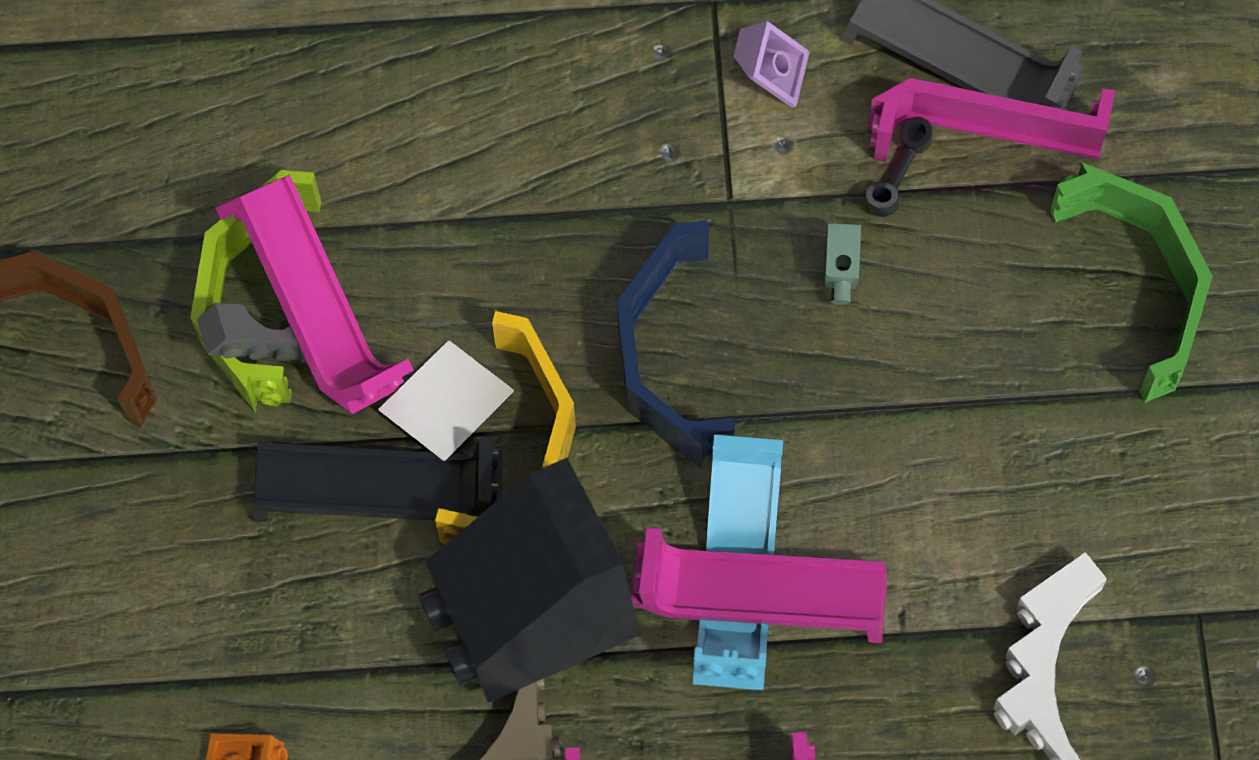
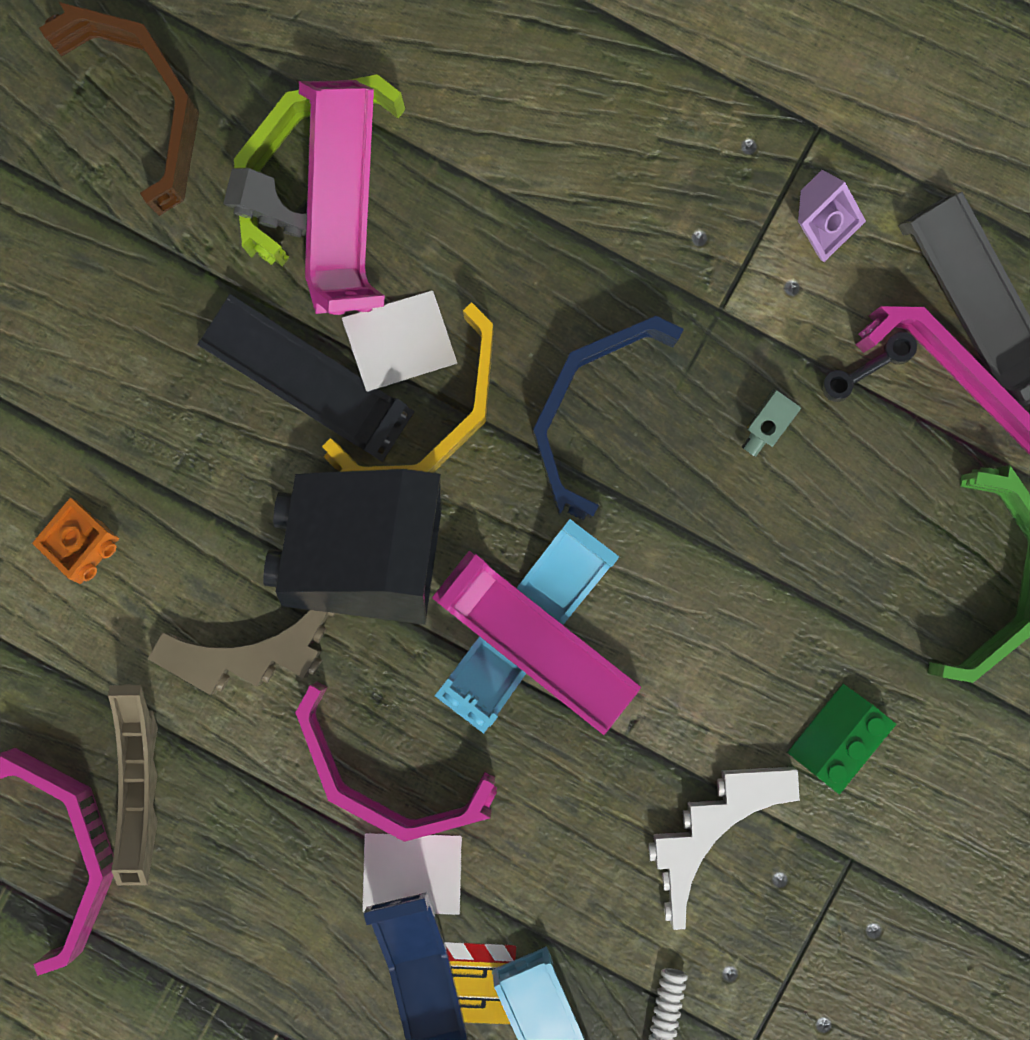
camera: 30 degrees right, 20 degrees up
(1106, 504) = (841, 738): none -> green slope

